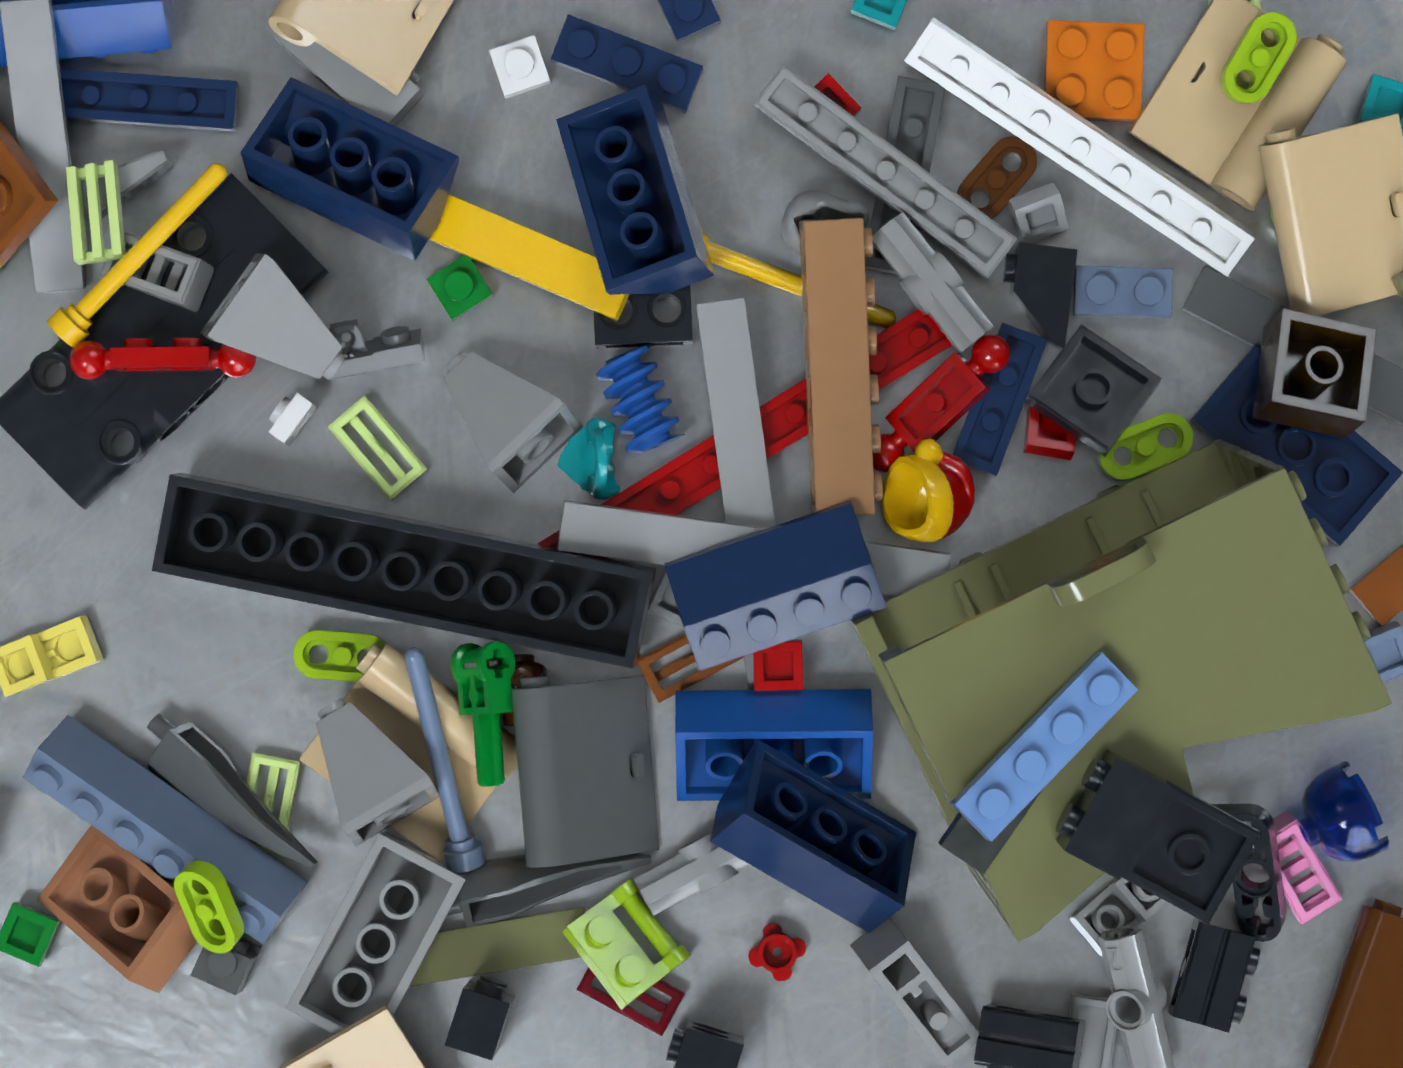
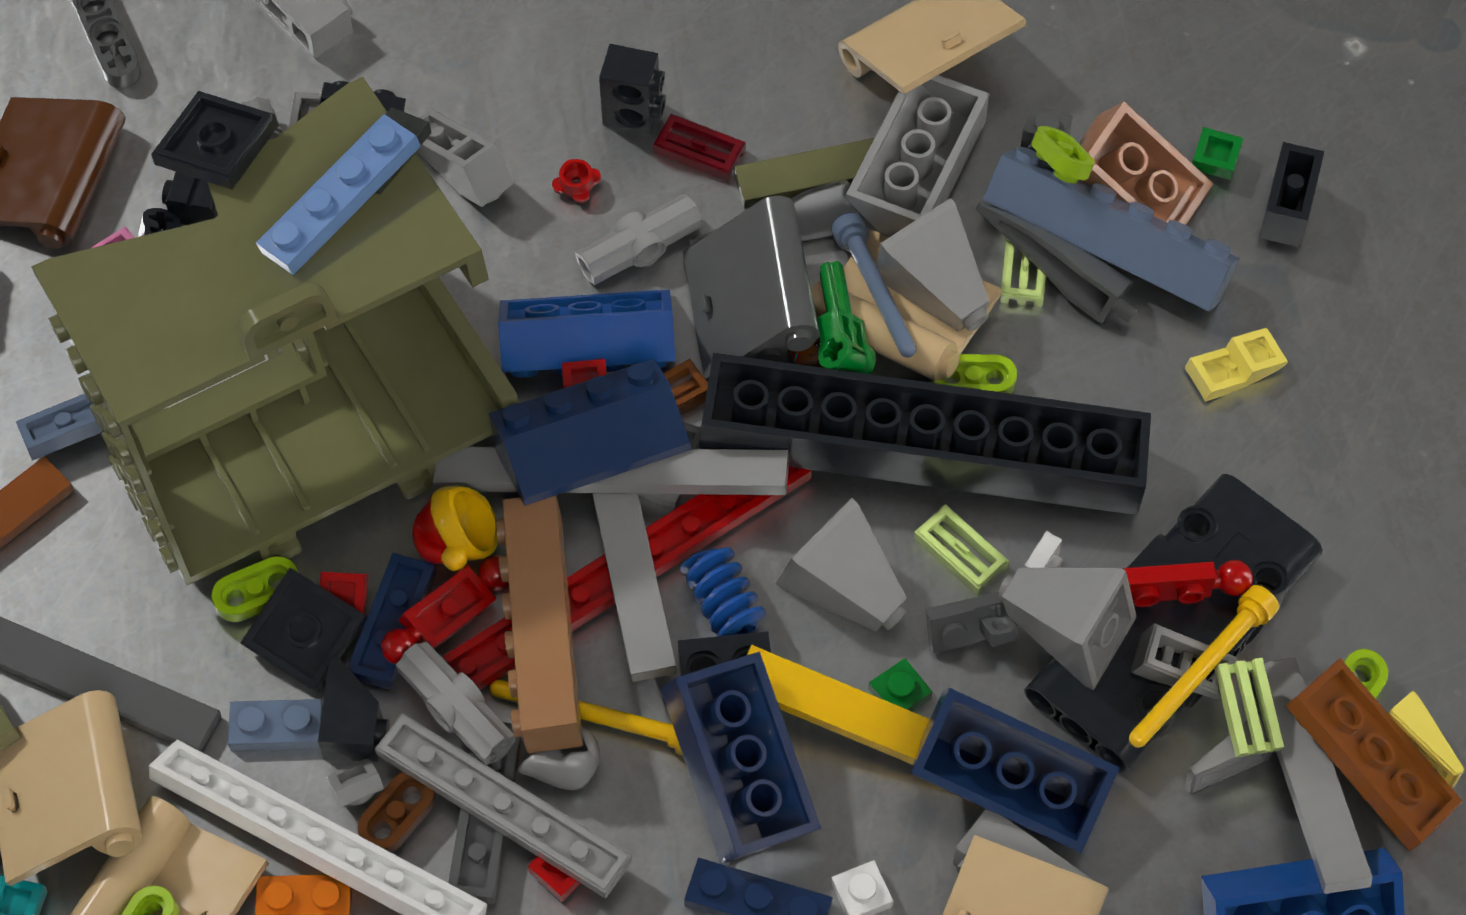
camera: 170 degrees right, 25 degrees down
(150, 100) = (1217, 834): dark blue plate -> none
(480, 1018) = (823, 102): black brick -> none
(589, 459) = (764, 544): teal piece -> none
(615, 954) = (715, 162): lime plate -> none
(815, 838) = (550, 248): dark blue slope -> none
(1111, 813) = (279, 155): black brick -> none
(1314, 373) = (96, 638): dark brown brick -> none
(1337, 473) = (117, 598): dark blue plate -> none

